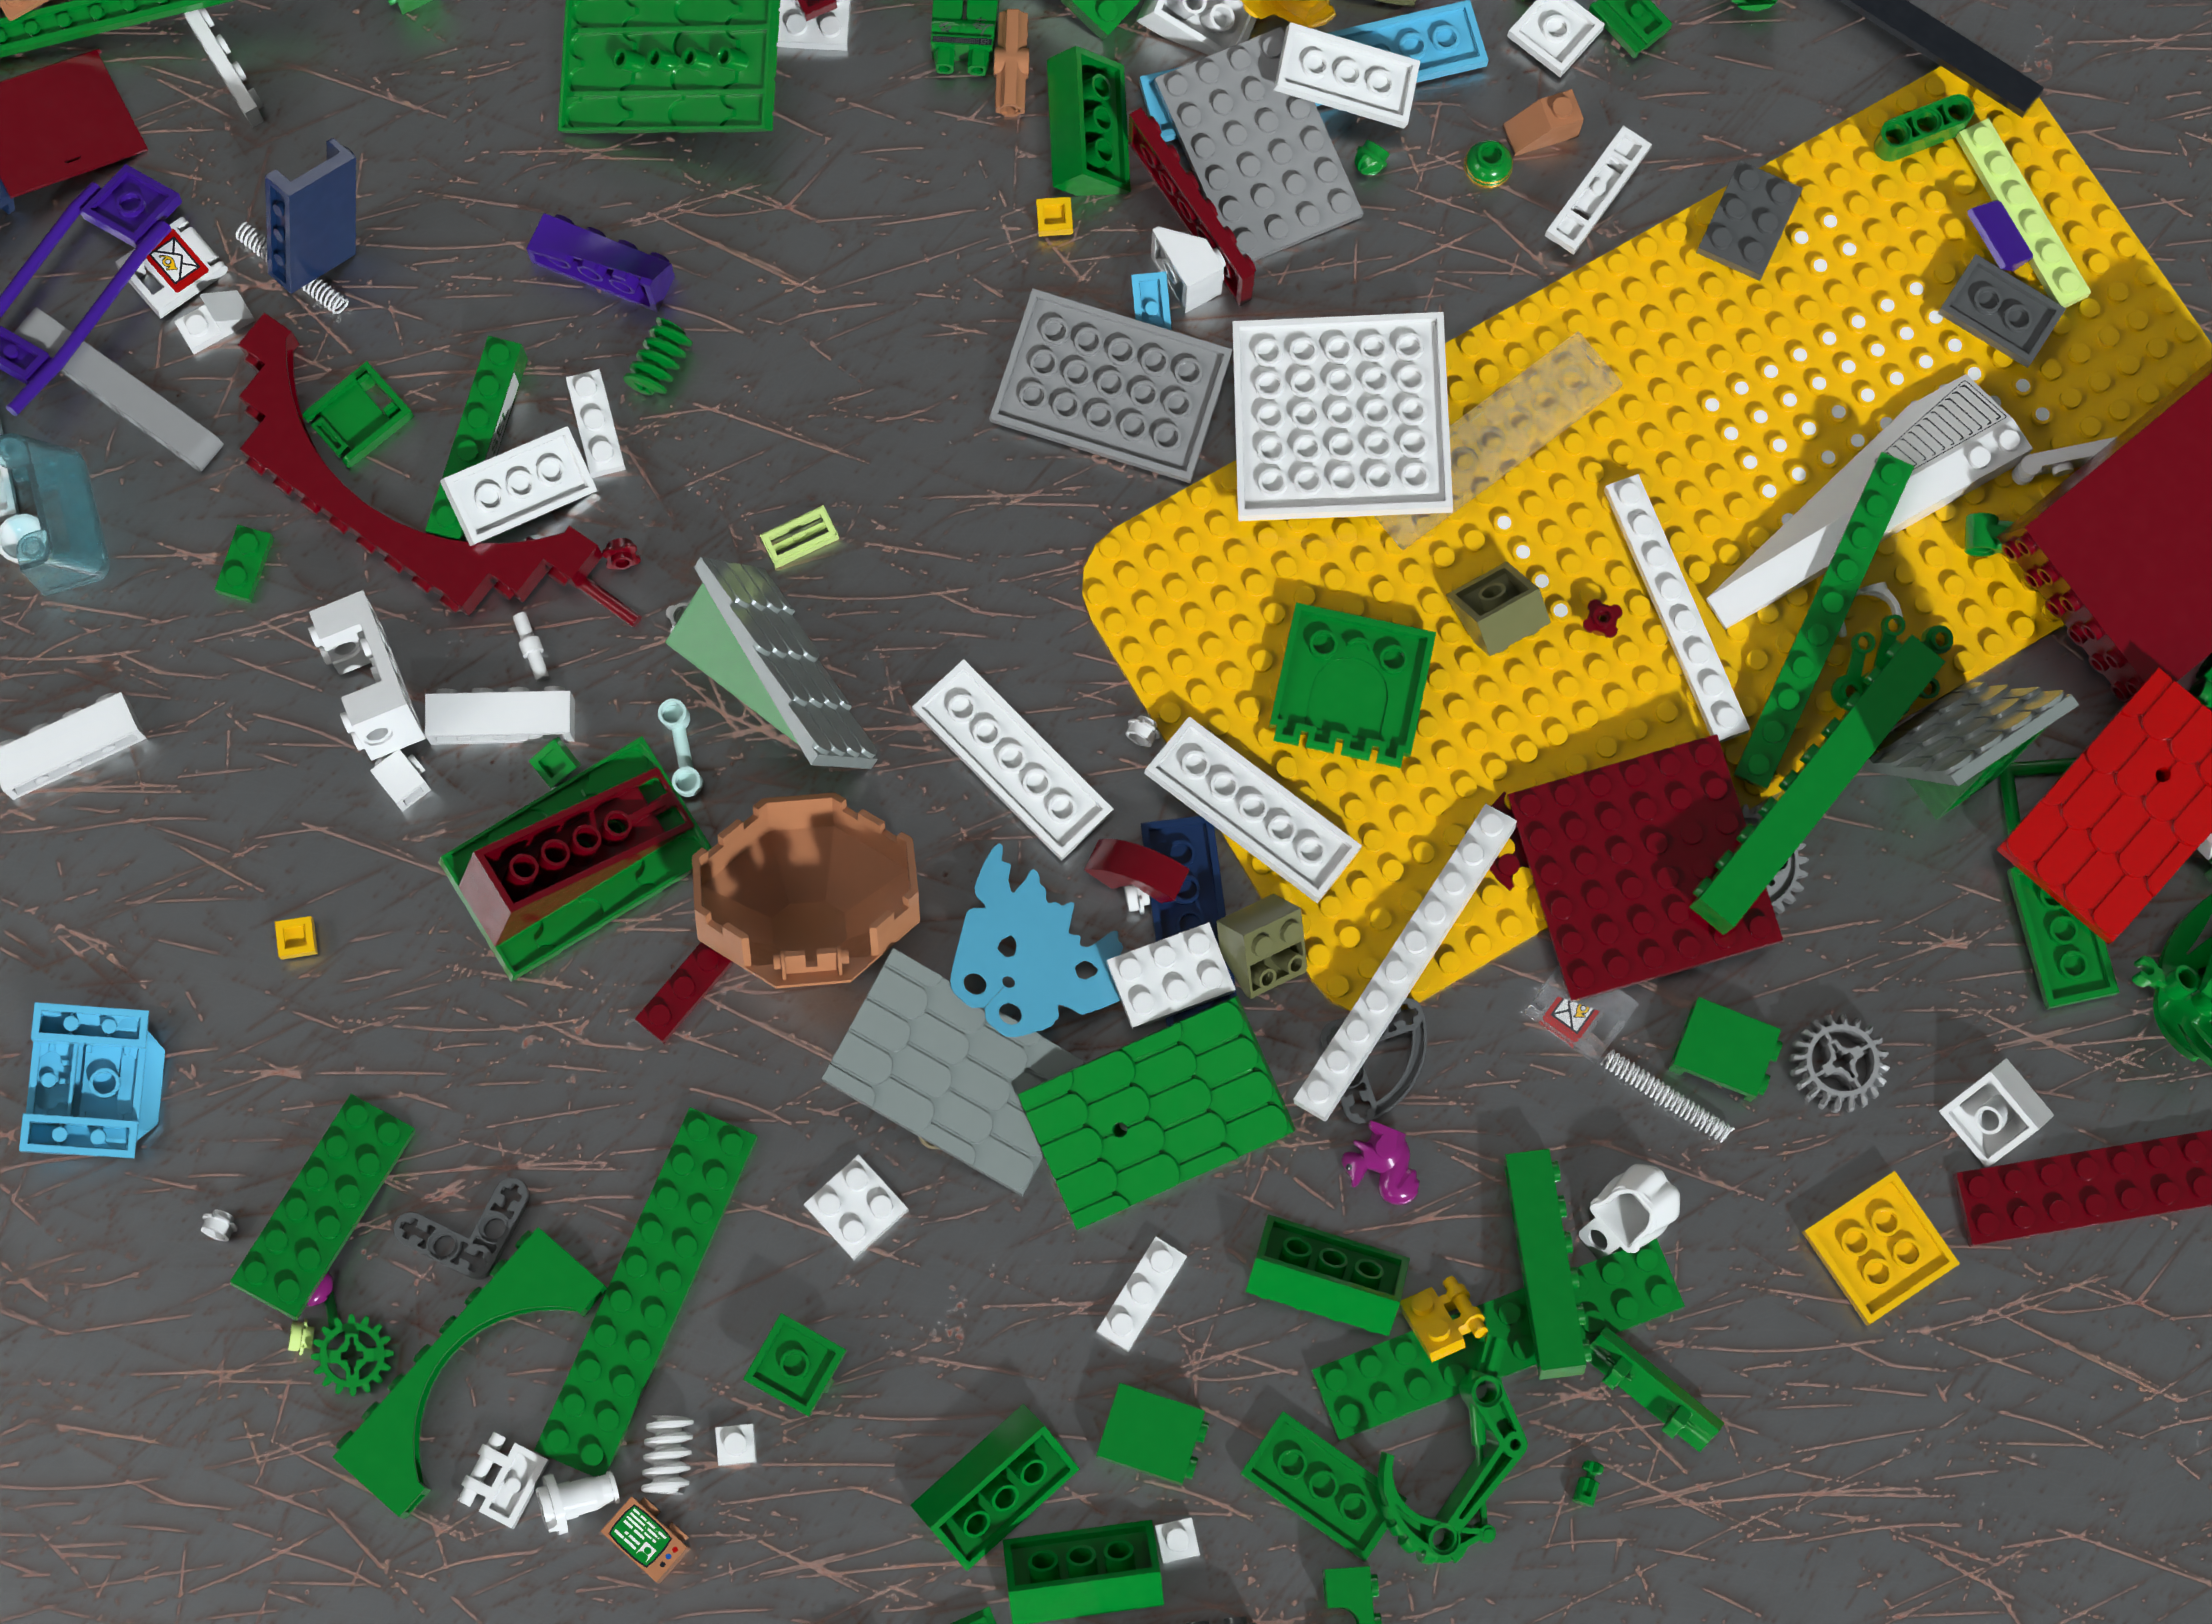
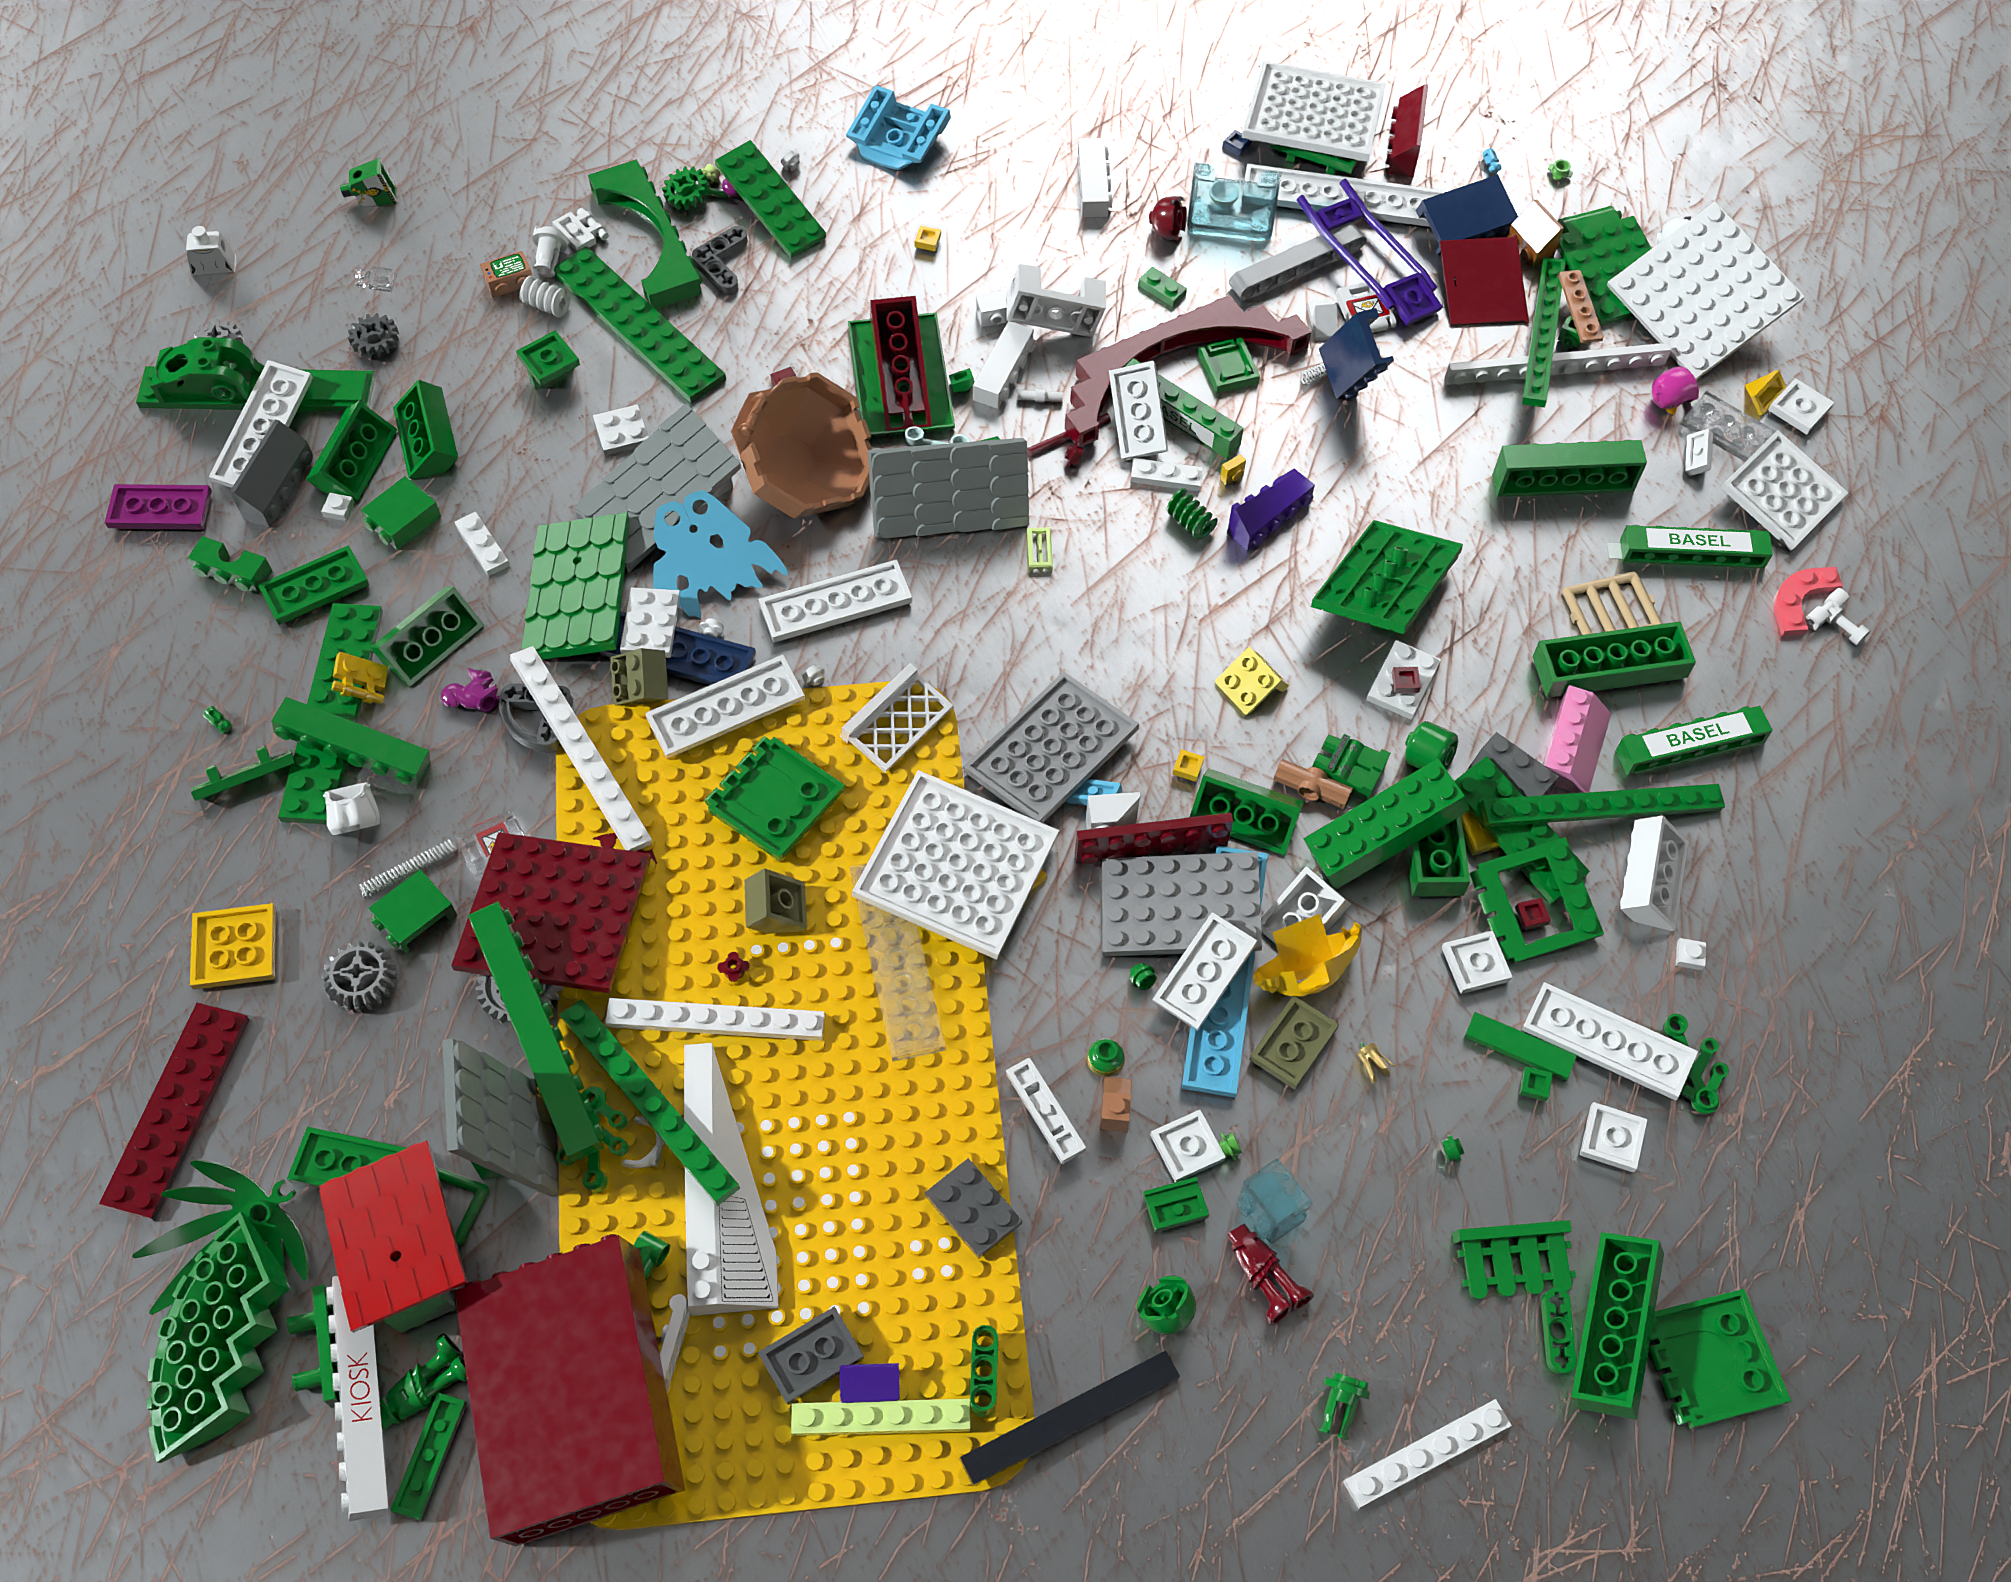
camera: 115 degrees right, 15 degrees down
(114, 598) = (1169, 217): none -> dark red cylinder
(554, 334) = (1233, 469): none -> yellow plate
(736, 1444) = (530, 331): white plate -> none
(891, 187) = (1250, 680): none -> light yellow bracket
(1126, 863) = (716, 630): dark red brick -> none
(1150, 614) = (881, 703): none -> white fence
(1504, 1442) = (271, 677): green piece -> none
(1996, 1113) = (264, 1060): white slope -> none

